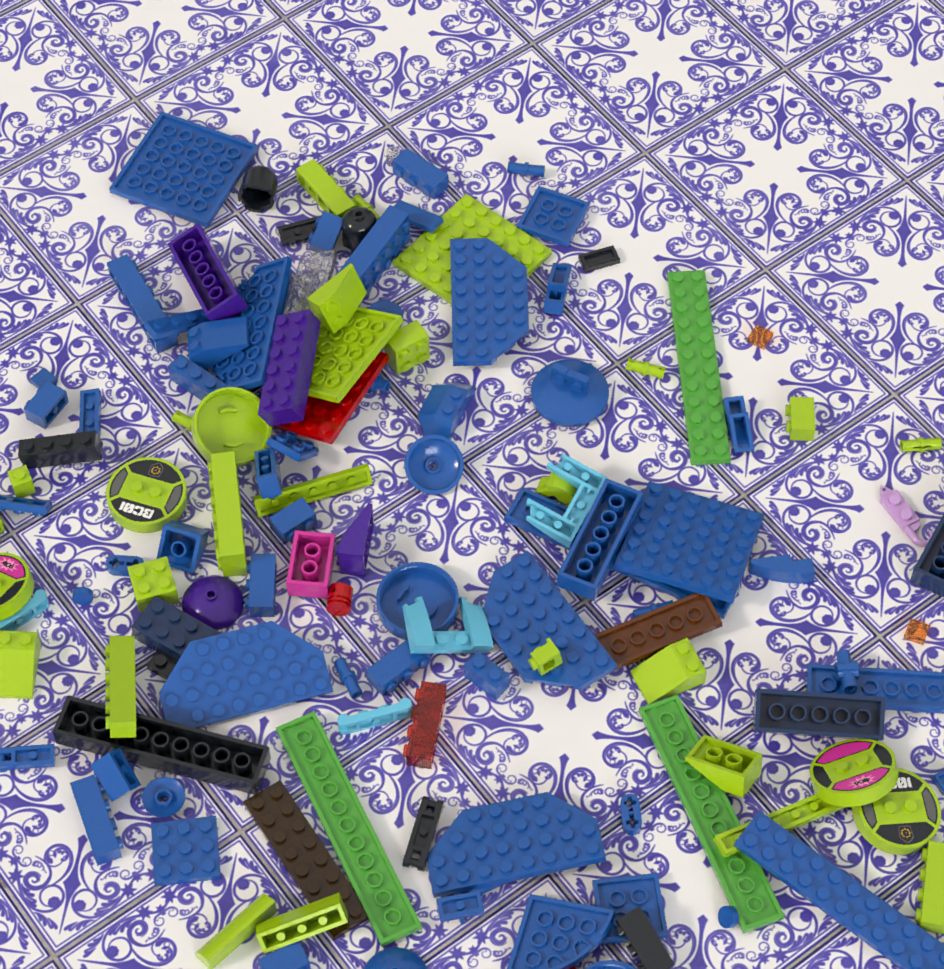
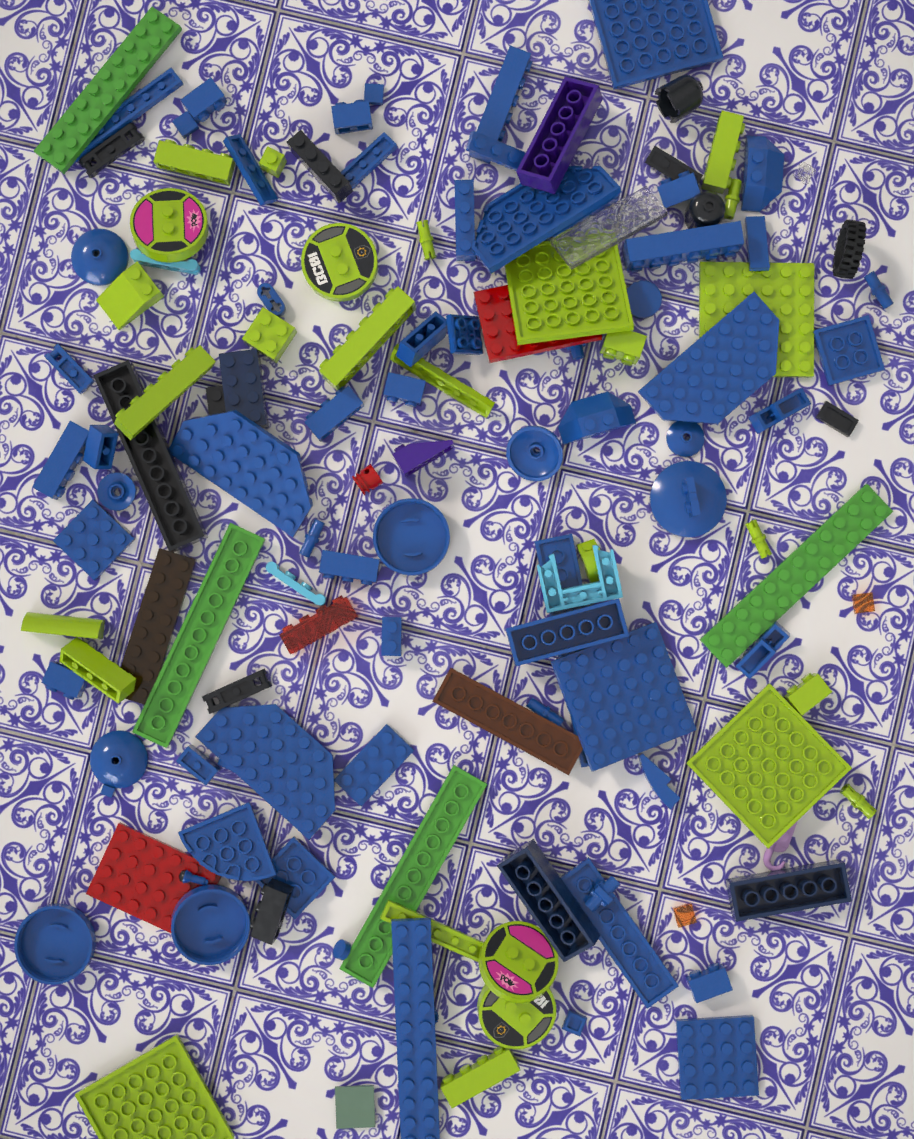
camera: 50 degrees right, 30 degrees up
(82, 596) = (221, 292): blue tile -> none
(182, 545) = (318, 326): blue slope -> none
(217, 340) = (507, 197): blue slope -> none
(219, 610) = (301, 399): dark purple dish -> none
(228, 423) = (441, 275): lime piece -> none
(289, 368) = (520, 278): dark purple brick -> none
(311, 564) = (377, 435): dark pink brick -> none
(338, 299) = (612, 261): lime slope -> none
(367, 179) = (761, 173): none -> blue wedge
(420, 173) = (802, 210): blue brick -> none
(425, 641) = (377, 574): medium azure wedge -> none
(474, 144) = (849, 249): none -> black tyre
(519, 370) = (683, 447): none -> blue dish
(526, 610) = (461, 643): blue plate -> none
(545, 657) = (431, 673): lime brick -> none
(585, 772) = (373, 765): none -> blue plate
(626, 814) = (371, 825): blue beam -> none
(669, 672) = (500, 763): lime slope -> none
(726, 764) = (455, 862): lime slope -> none
(837, 483) = (768, 765): none -> lime plate

